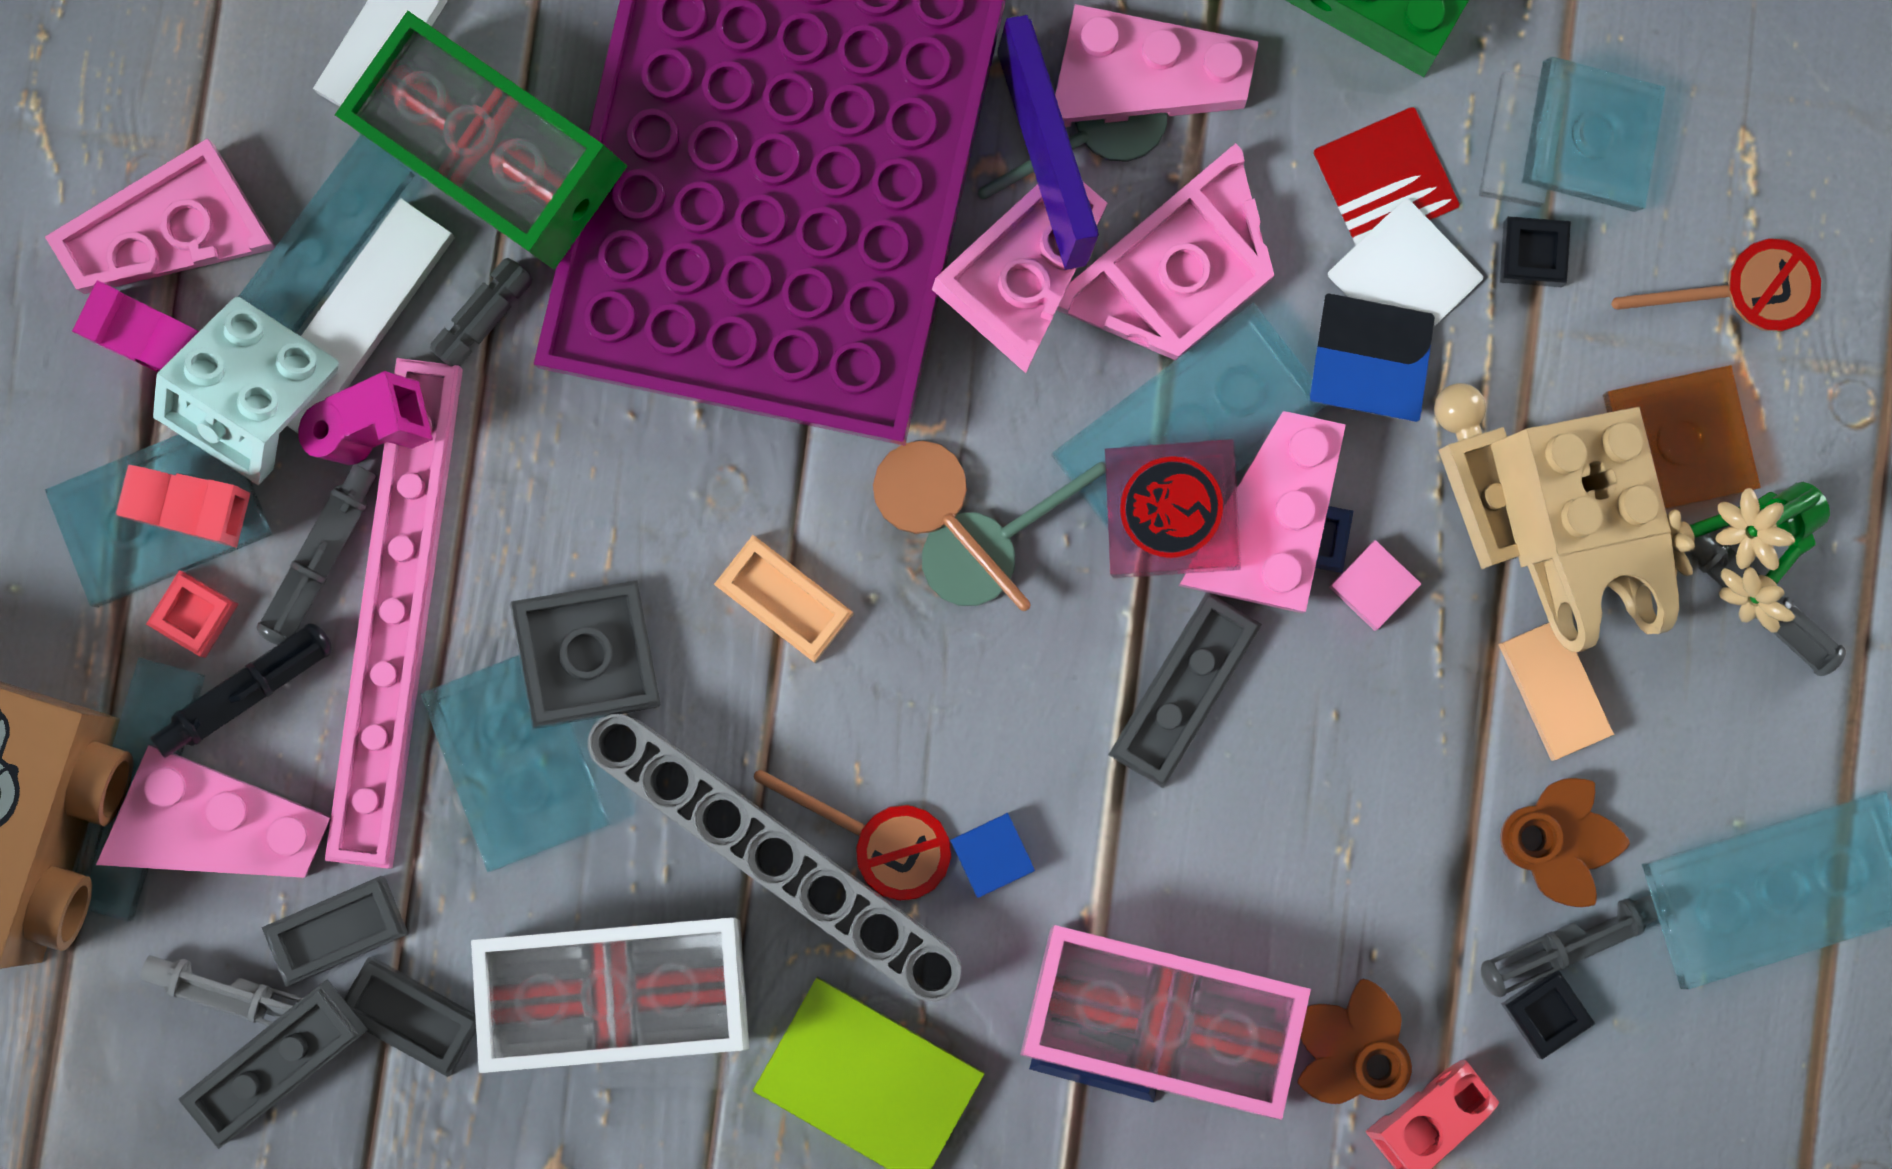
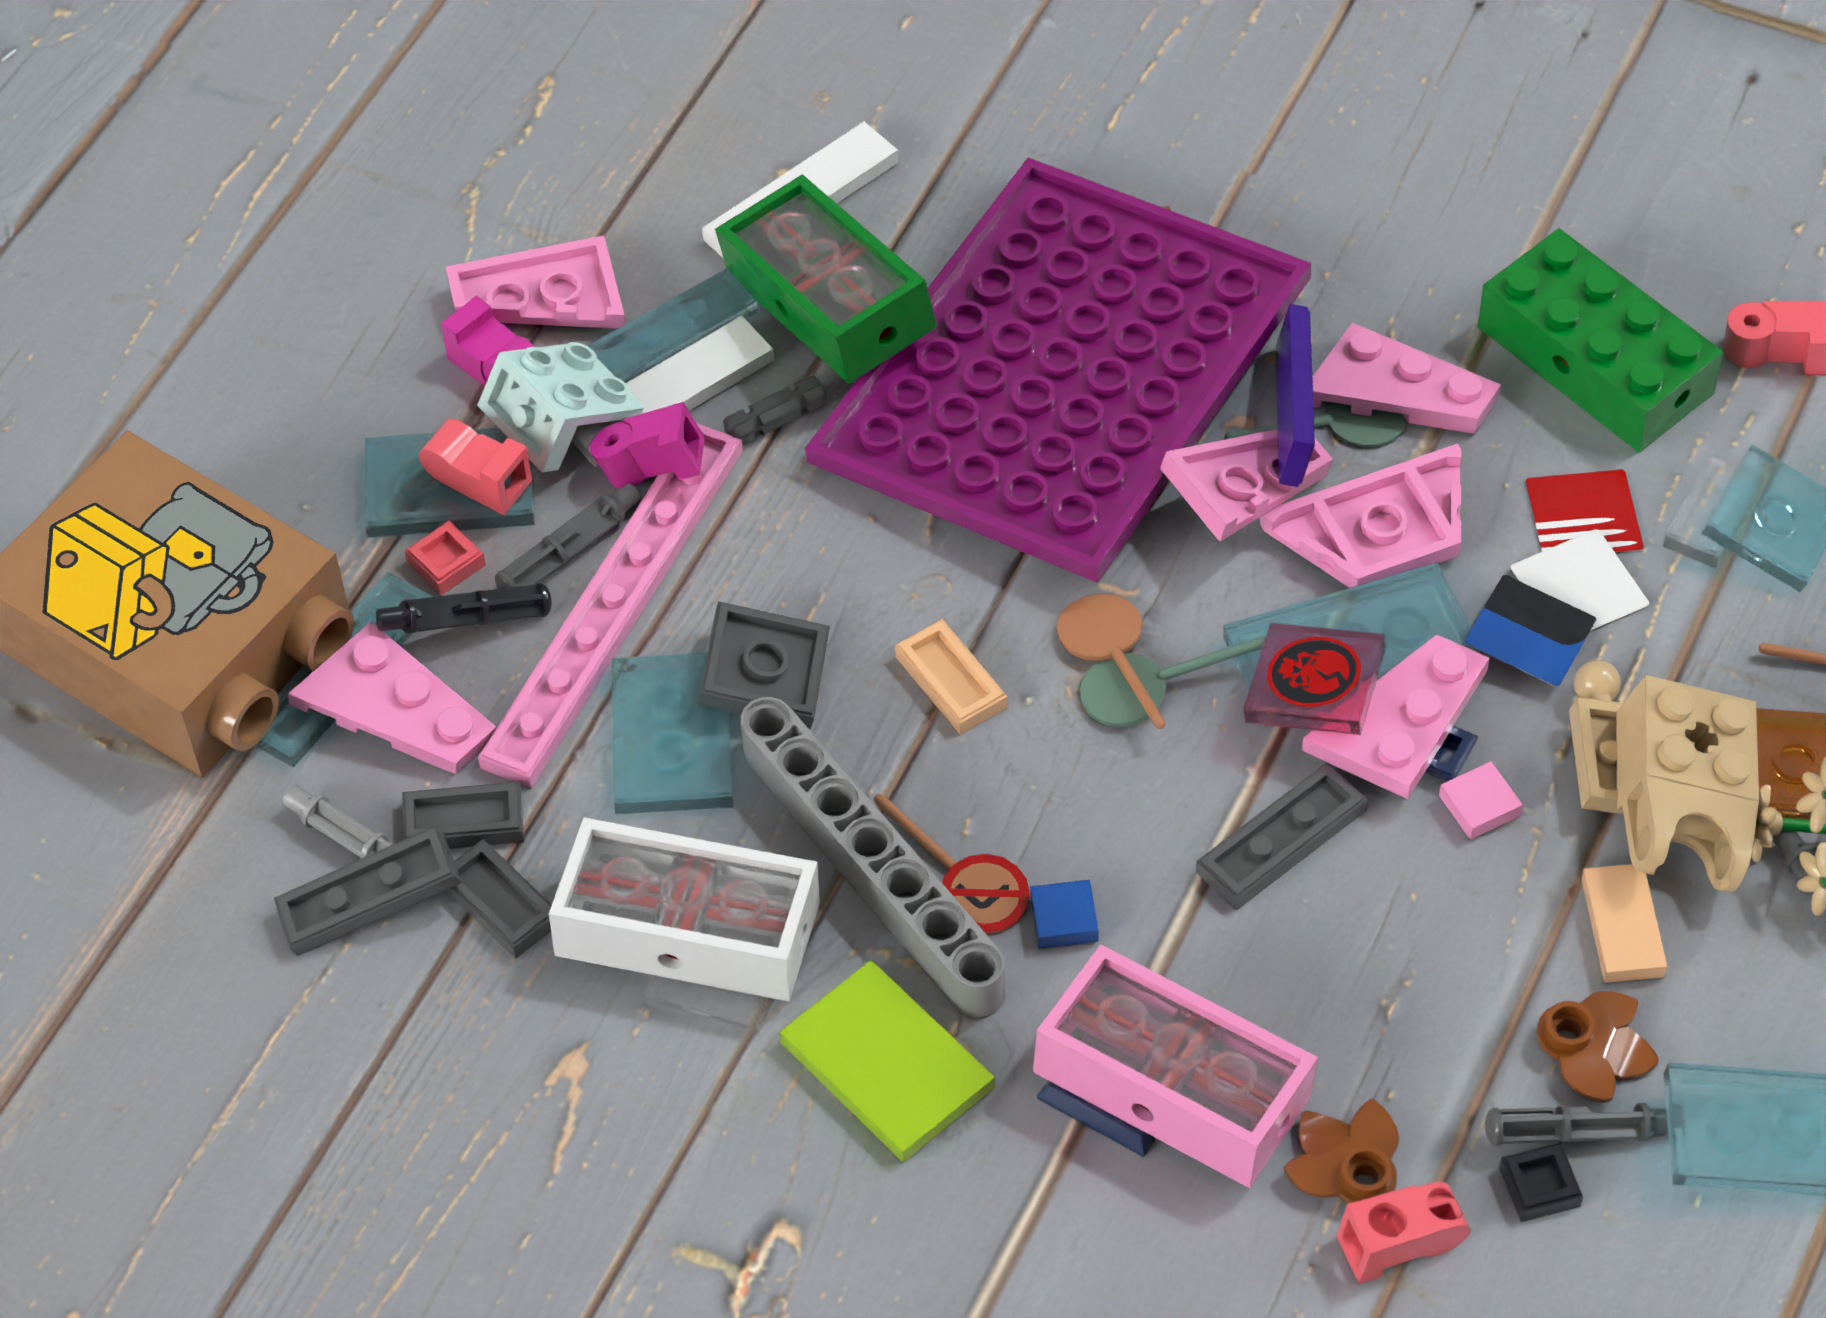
camera: 15 degrees right, 30 degrees down
(1535, 251) = (1700, 594): black tile -> none

